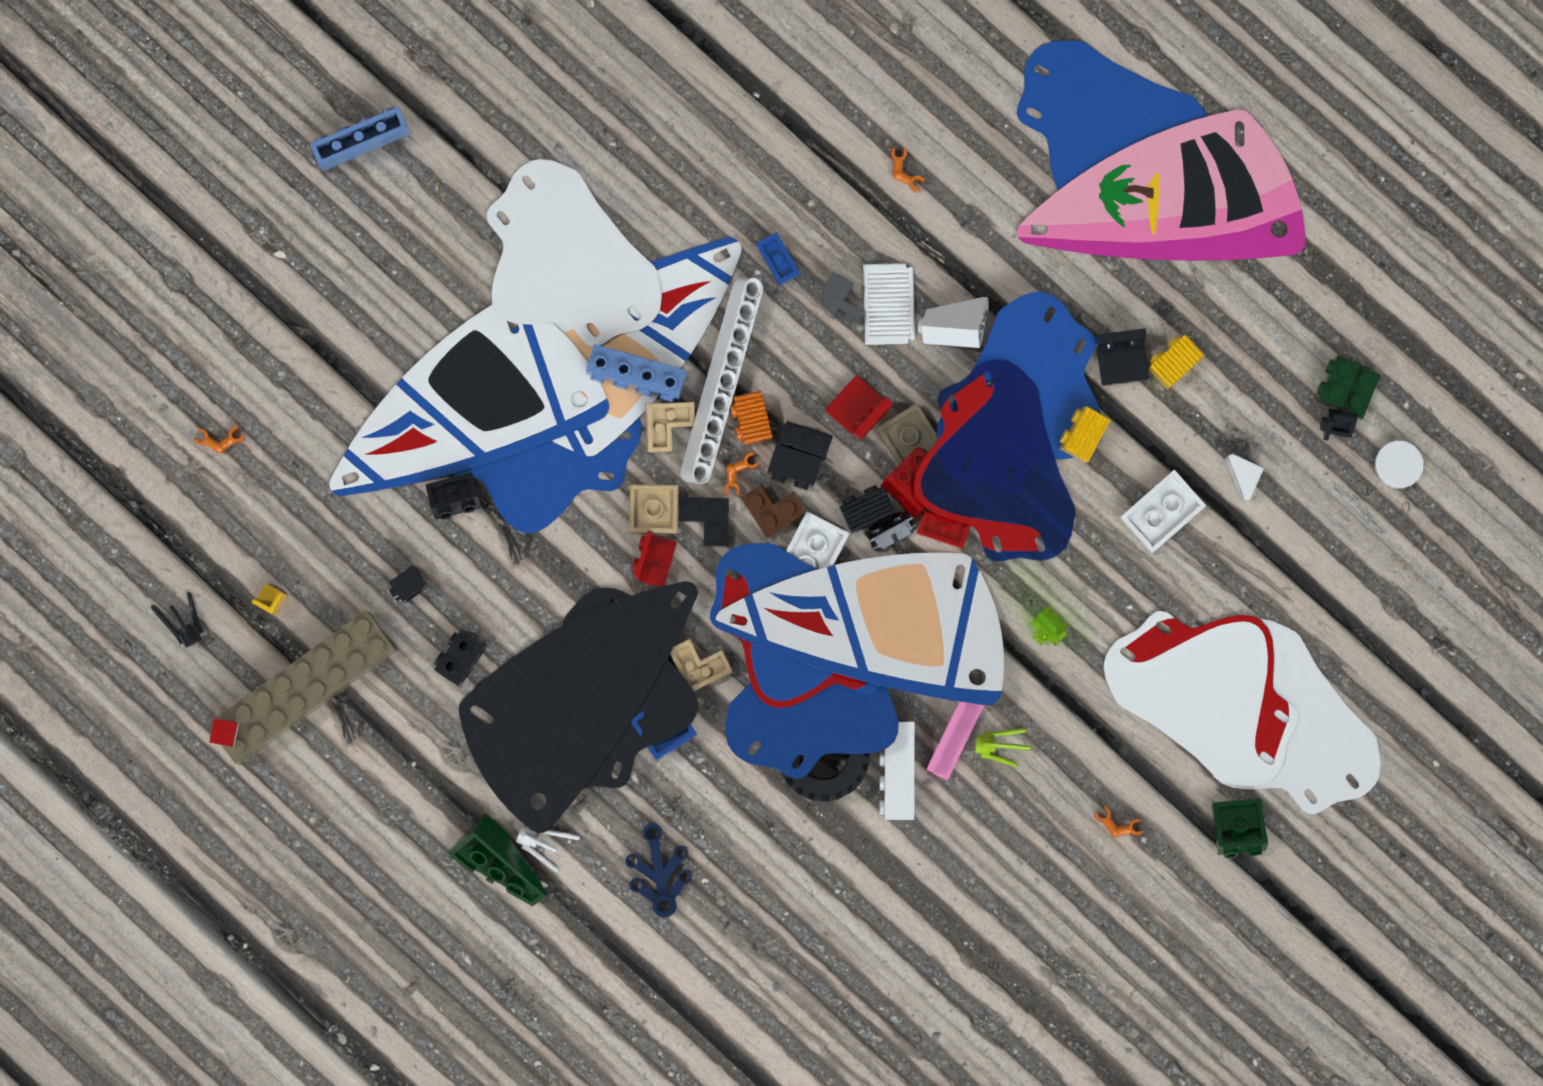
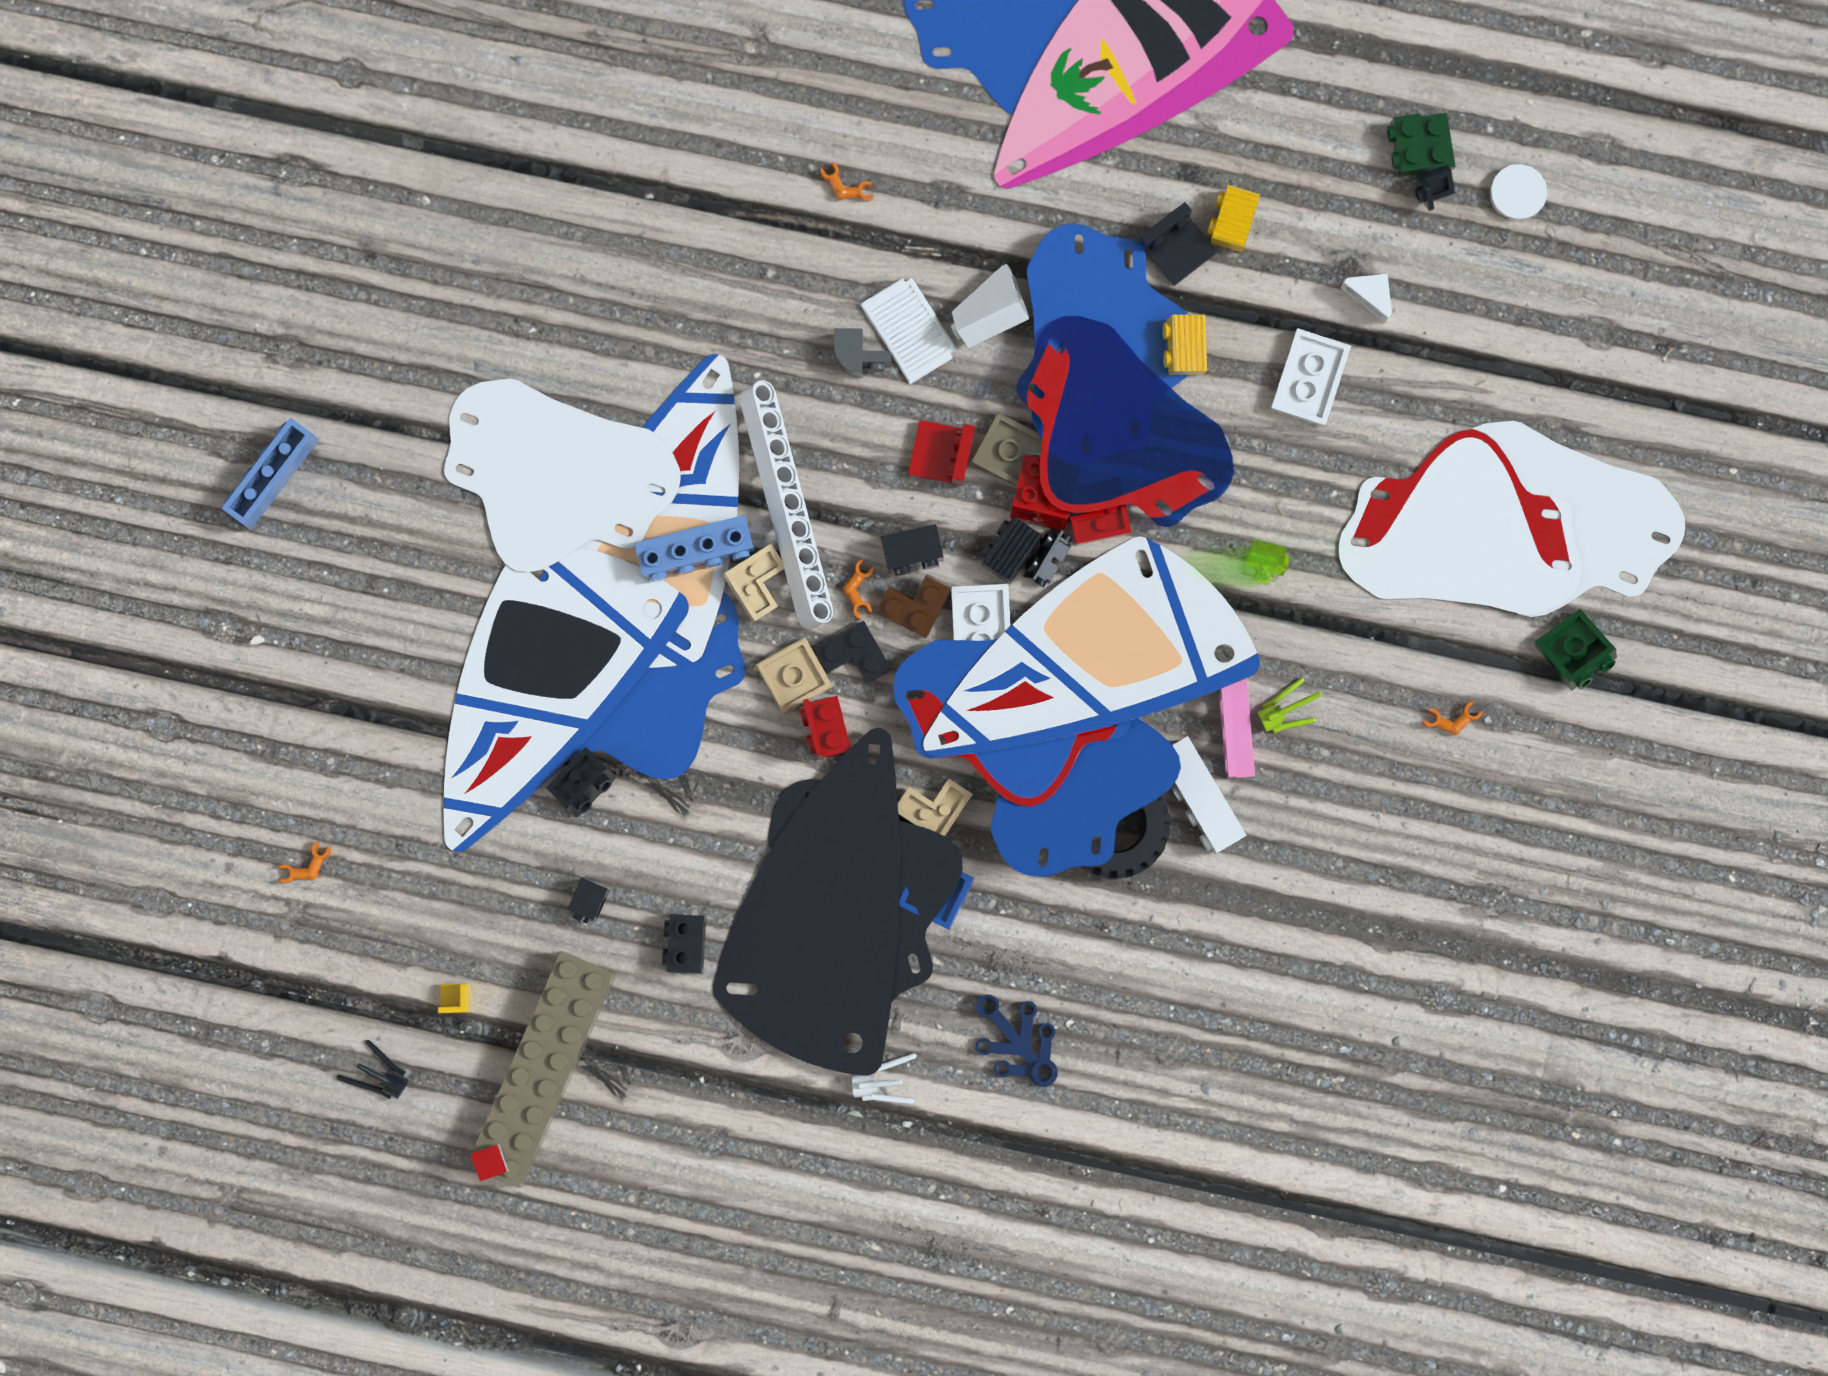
camera: 25 degrees left, 0 degrees up
(493, 854) = (839, 1124): dark green wedge -> none
(752, 418) = (839, 525): orange brick -> none
(777, 259) = (770, 349): blue plate -> none
(806, 440) = (908, 515): black brick -> none

